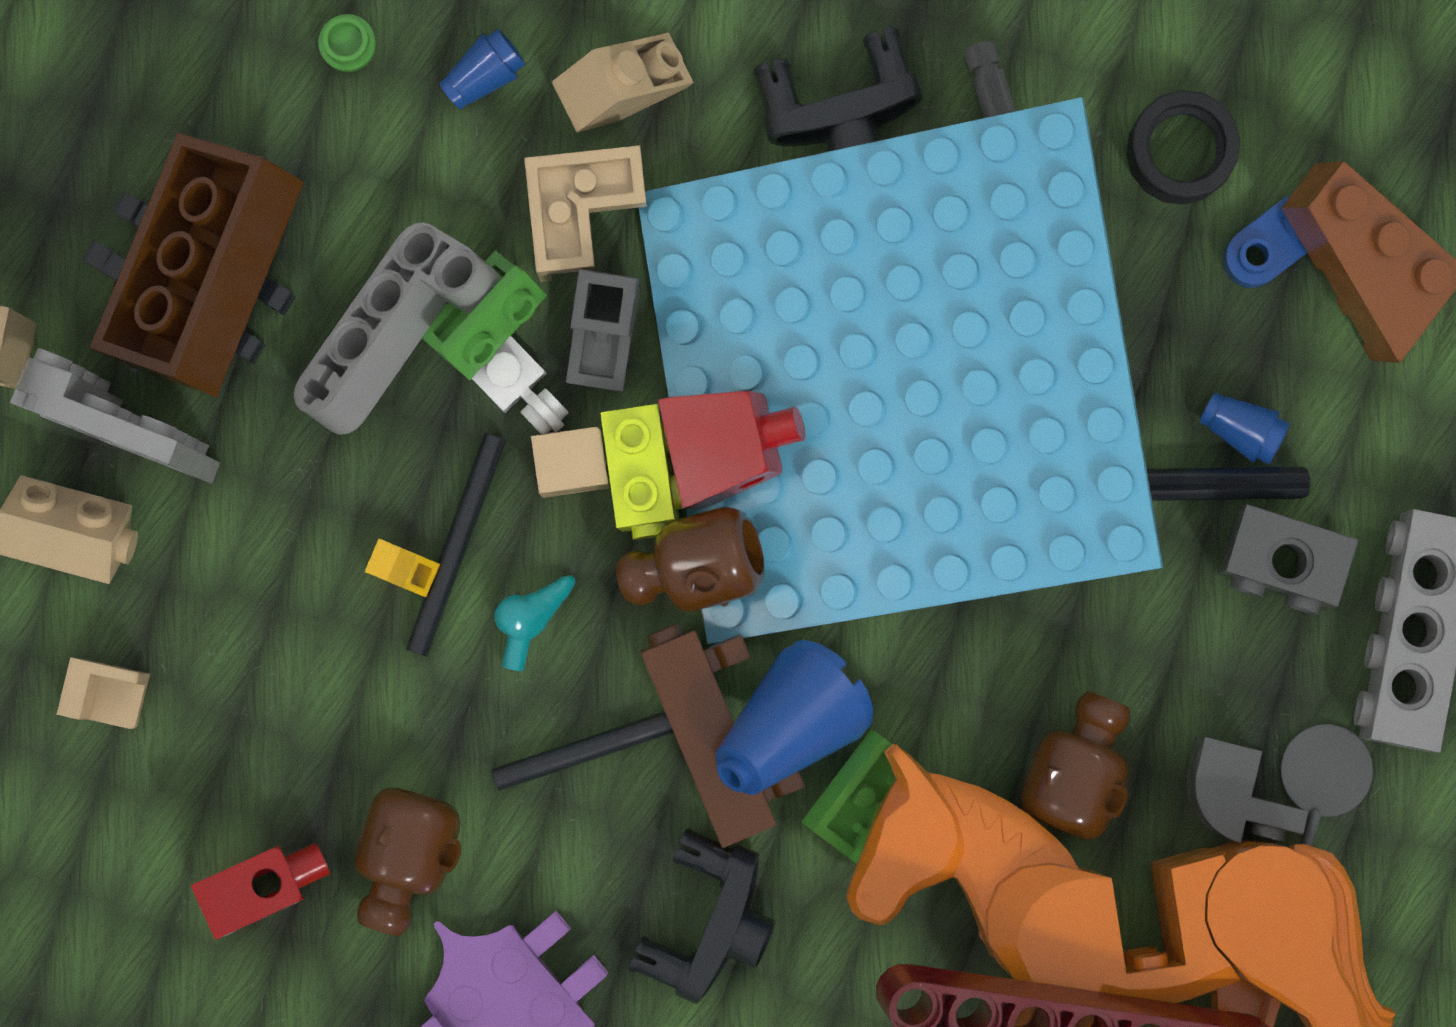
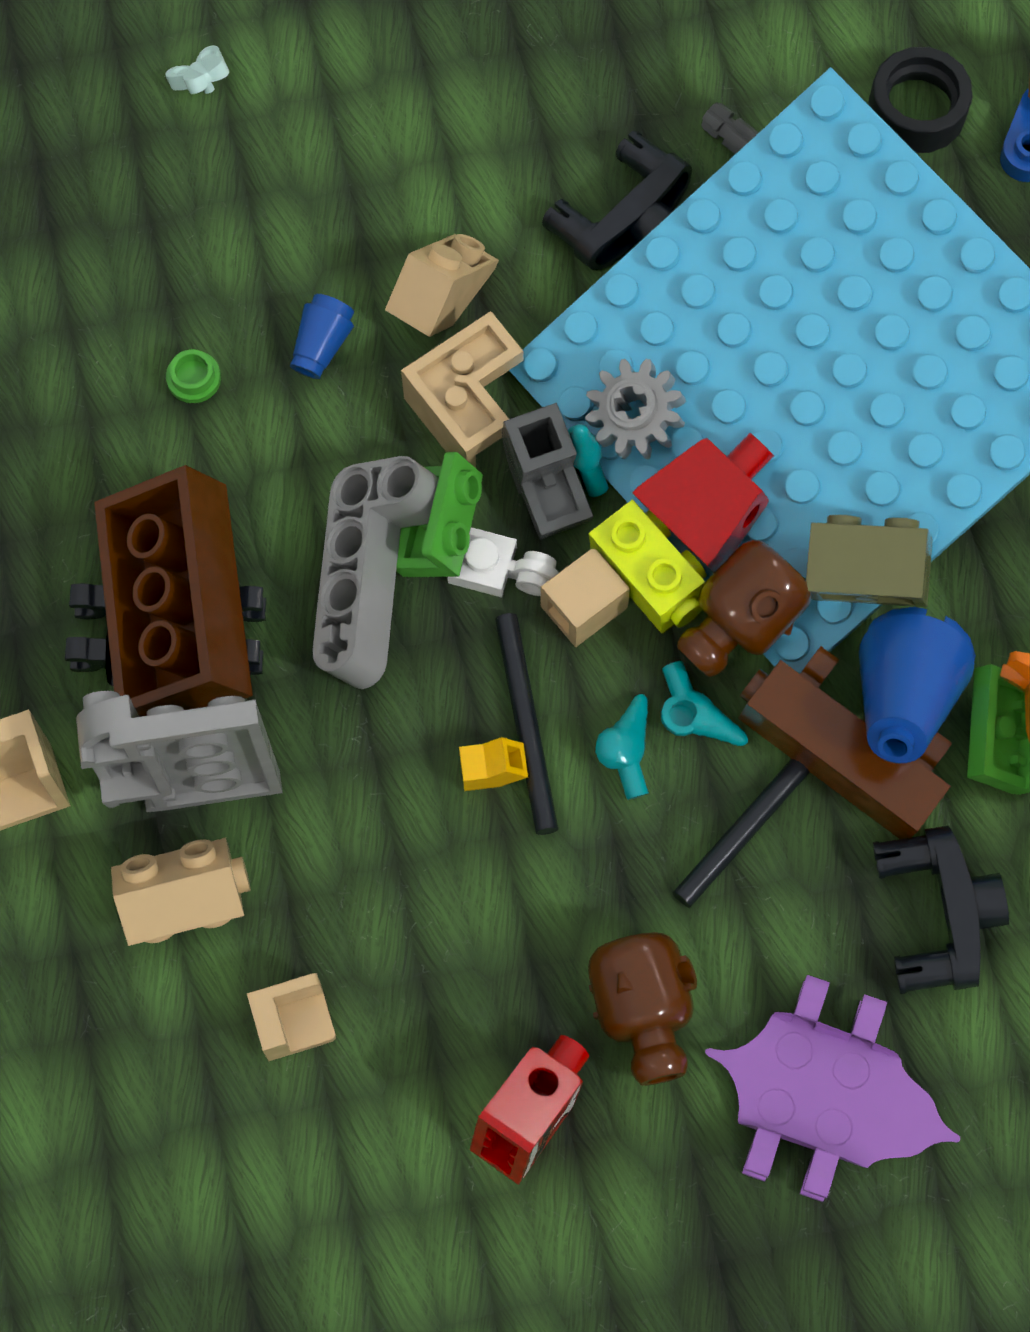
camera: 30 degrees left, 15 degrees down
(608, 622) = (694, 712): none -> teal animal
(648, 332) = (588, 459): none -> teal animal
(723, 300) = (654, 416): none -> light grey gear
(824, 590) = (869, 562): none -> olive brick

